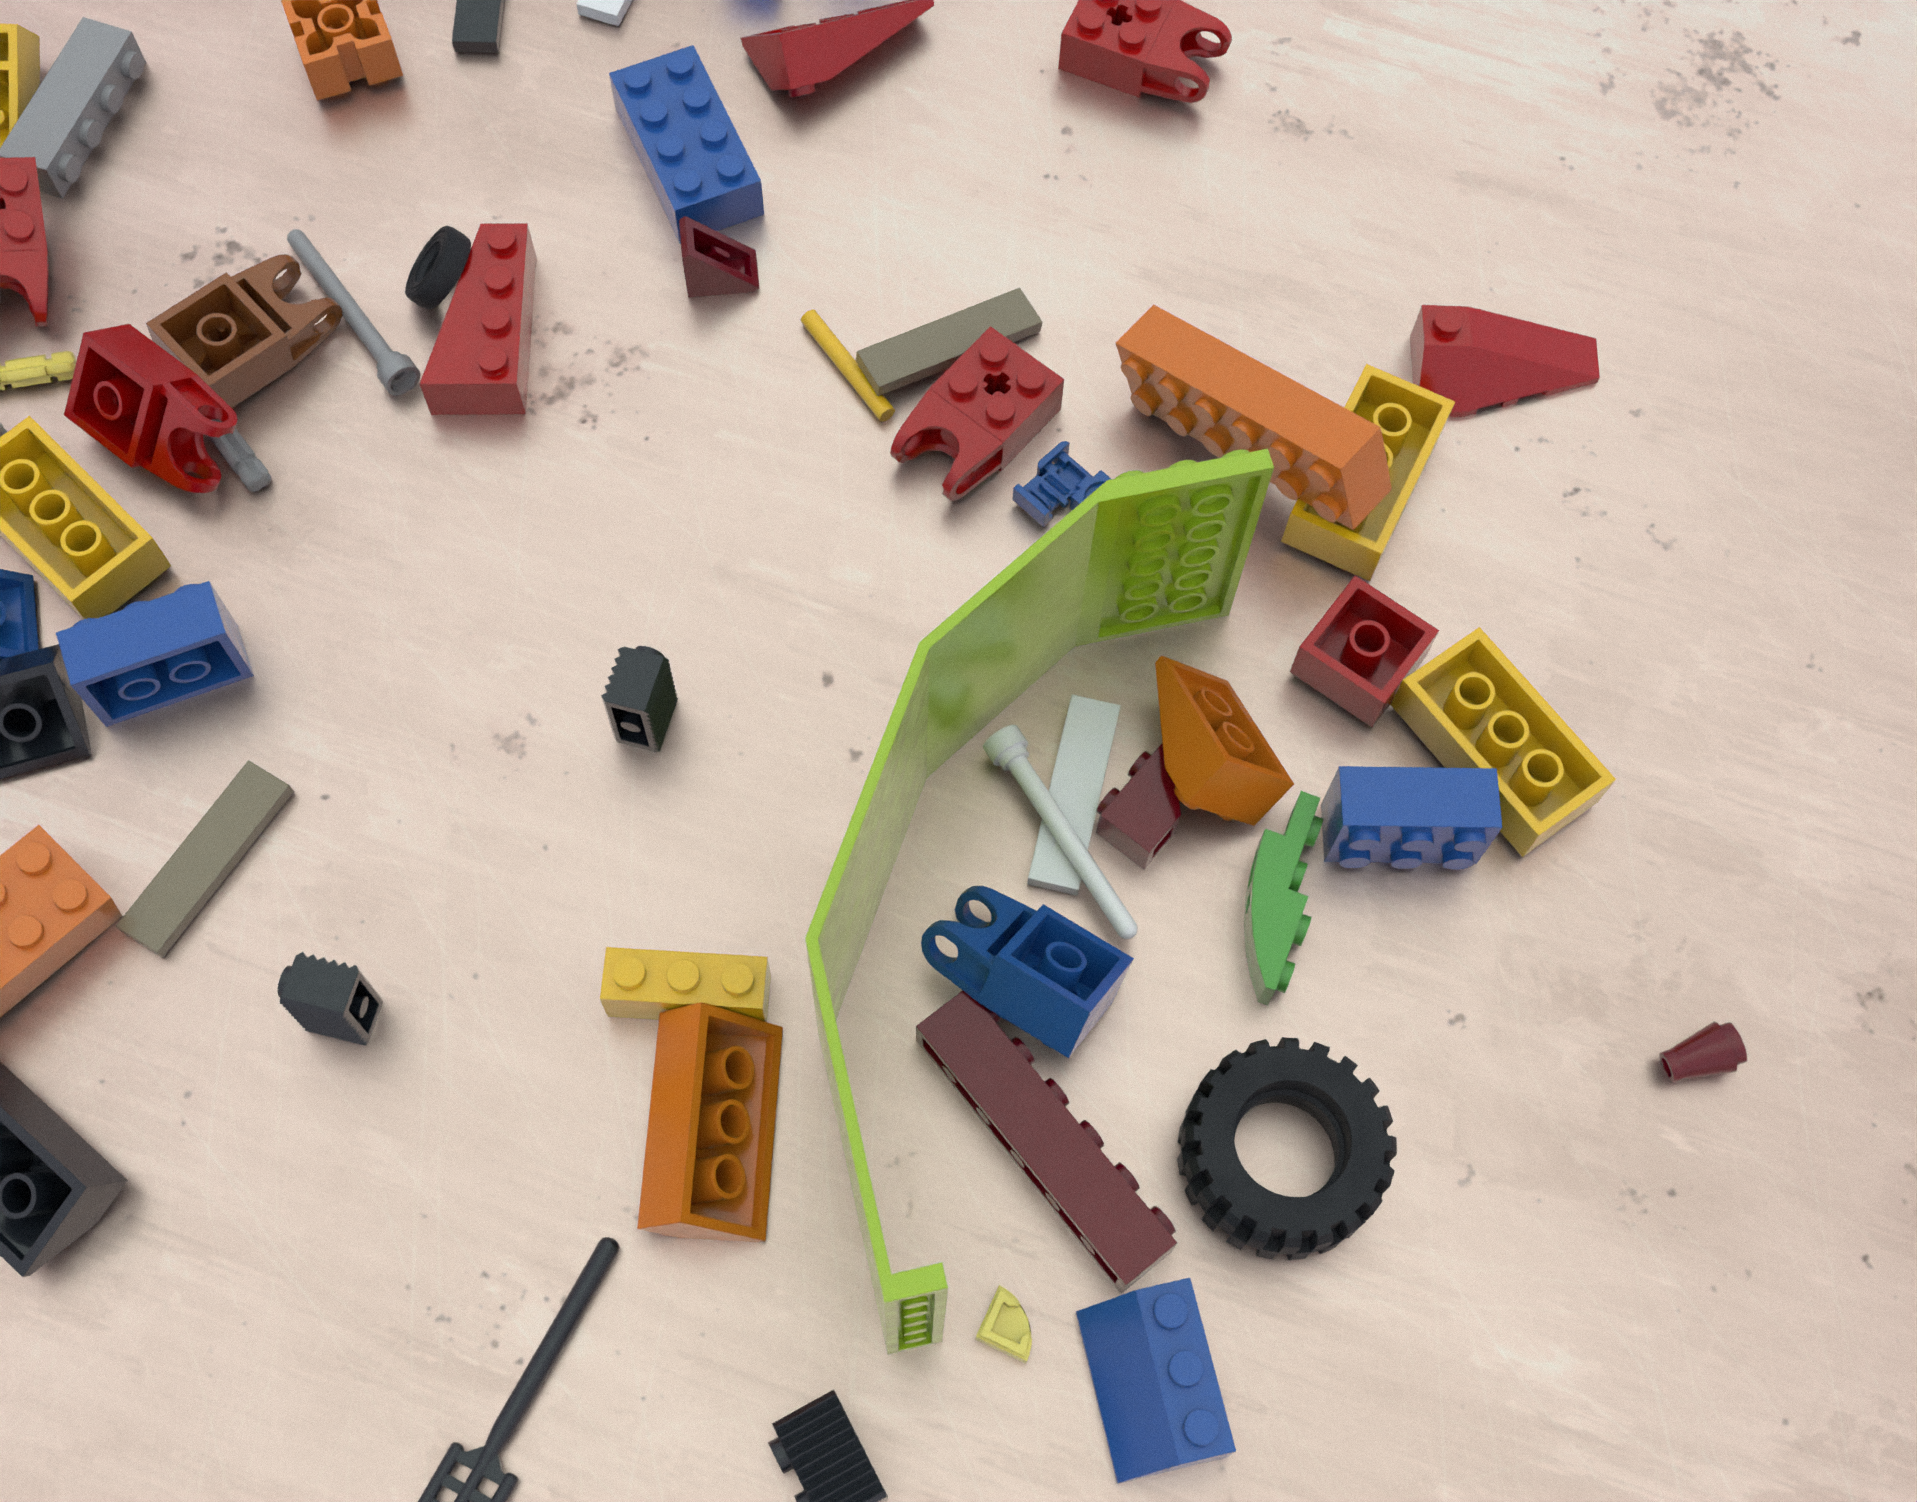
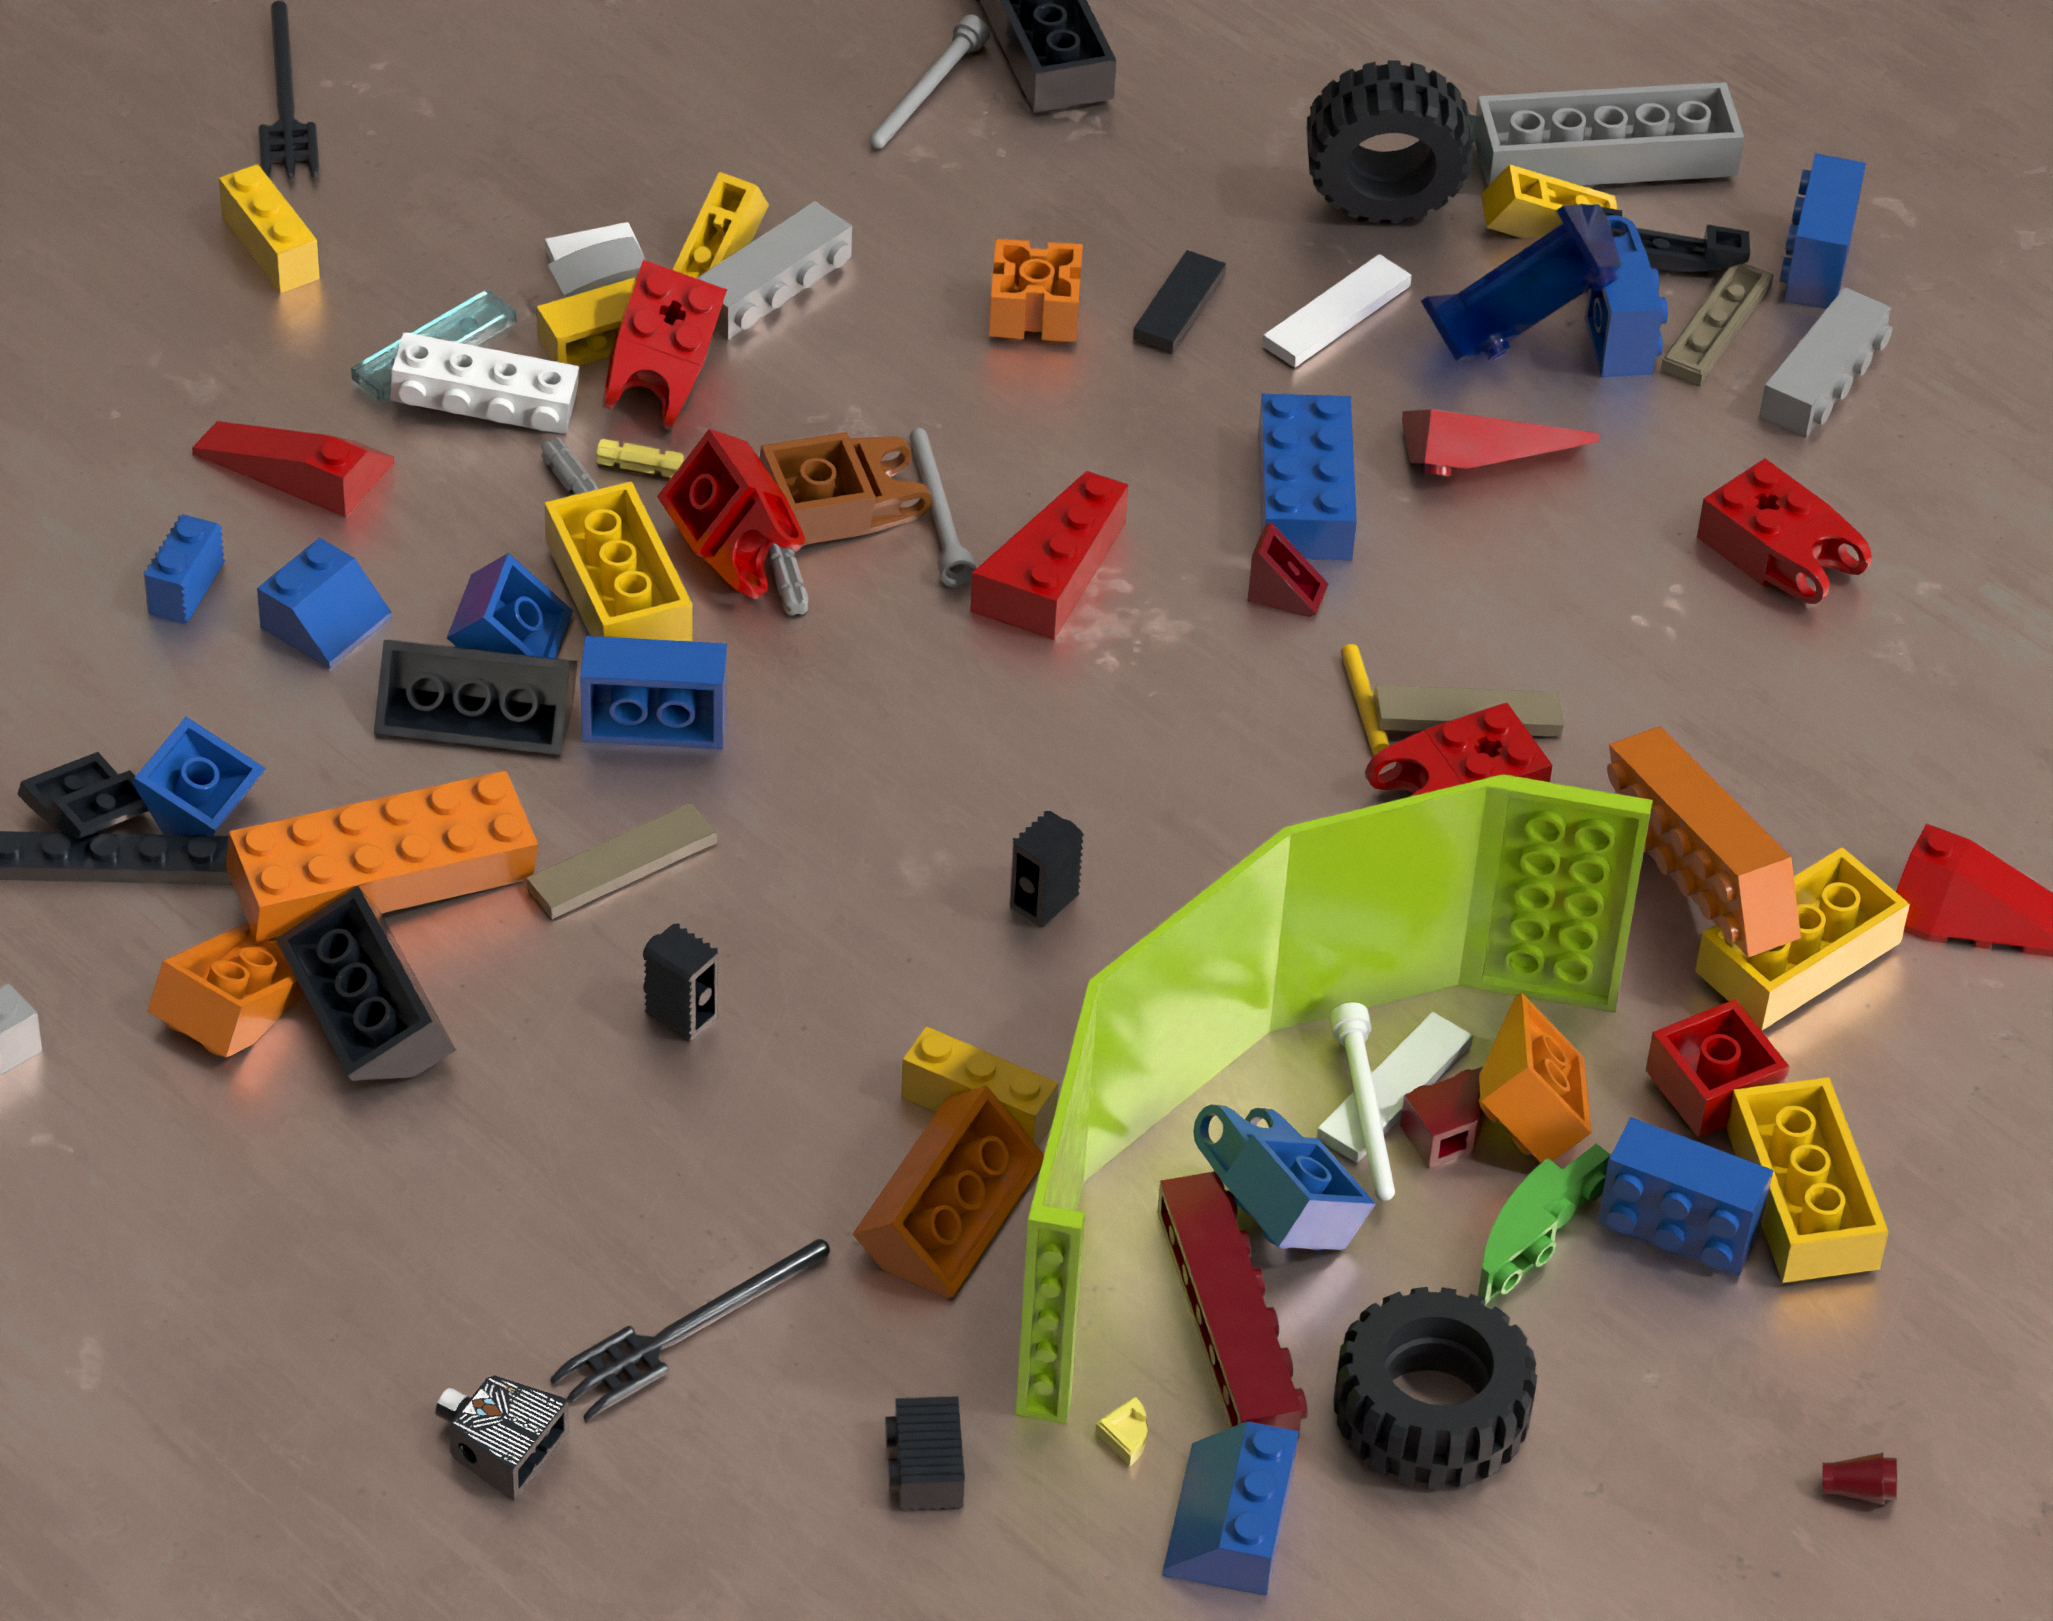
camera: 25 degrees right, 20 degrees down
(438, 267) = (1032, 494): black tyre -> none

